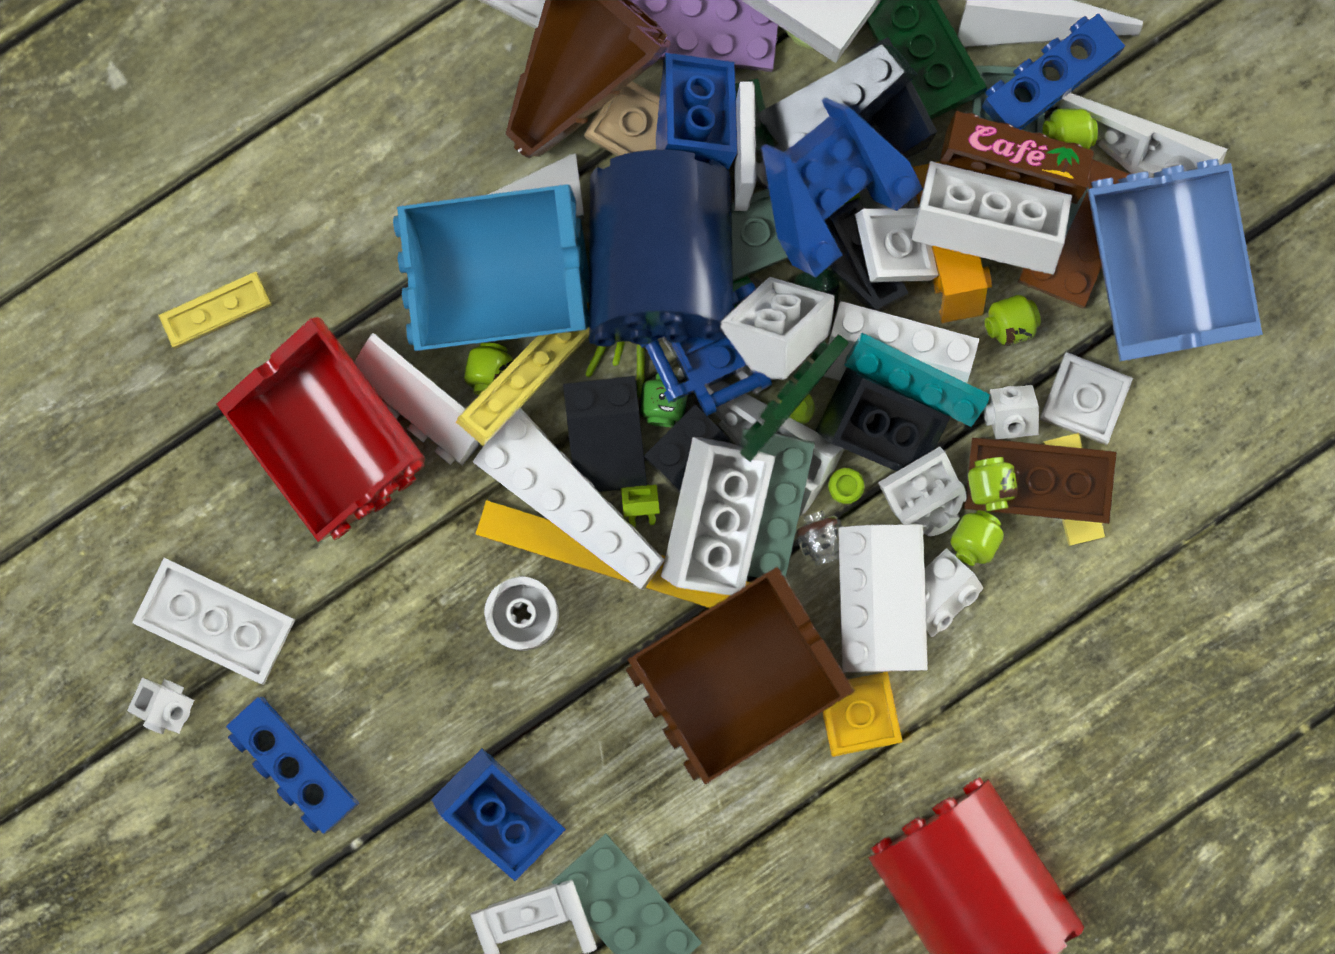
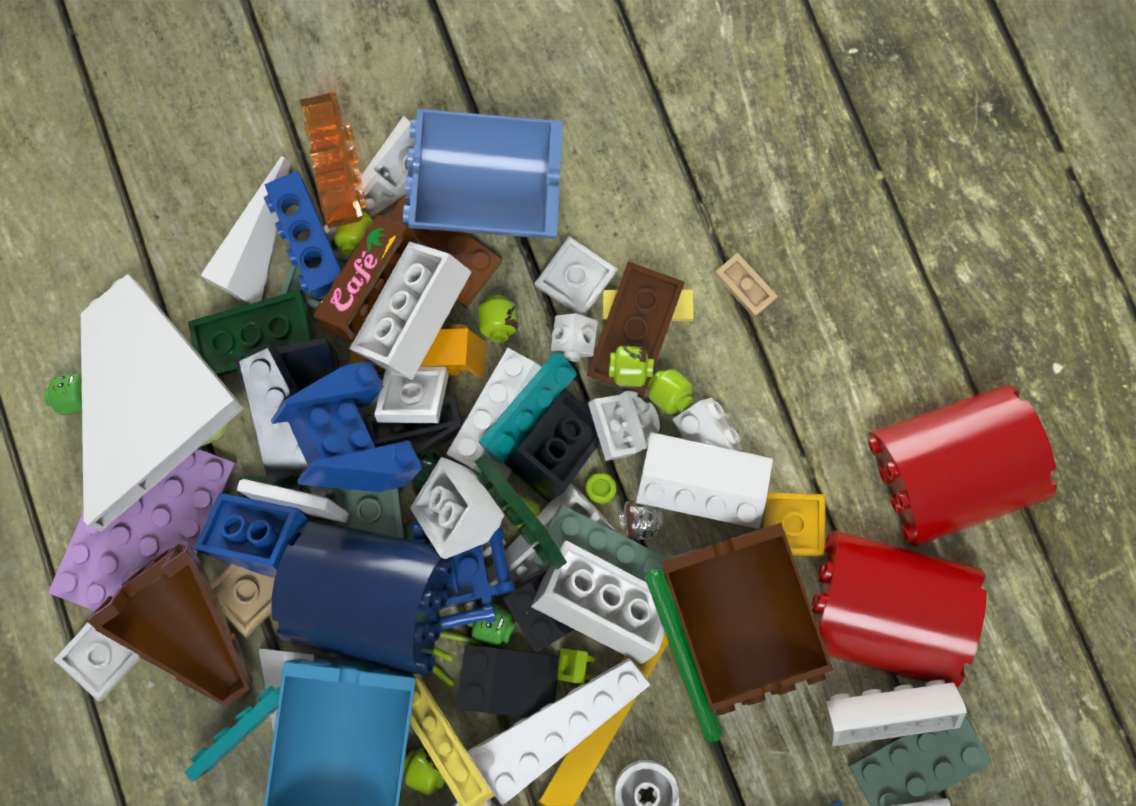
camera: 75 degrees left, 5 degrees down
(471, 148) = (229, 738): none -> teal plate
(674, 866) = (894, 713): none -> white slope
(706, 598) = (678, 643): none -> green axle
(792, 849) = (899, 609): none -> red cylinder
(1126, 597) = (746, 285): none -> tan plate
(1148, 84) = (334, 160): none -> clear orange wedge

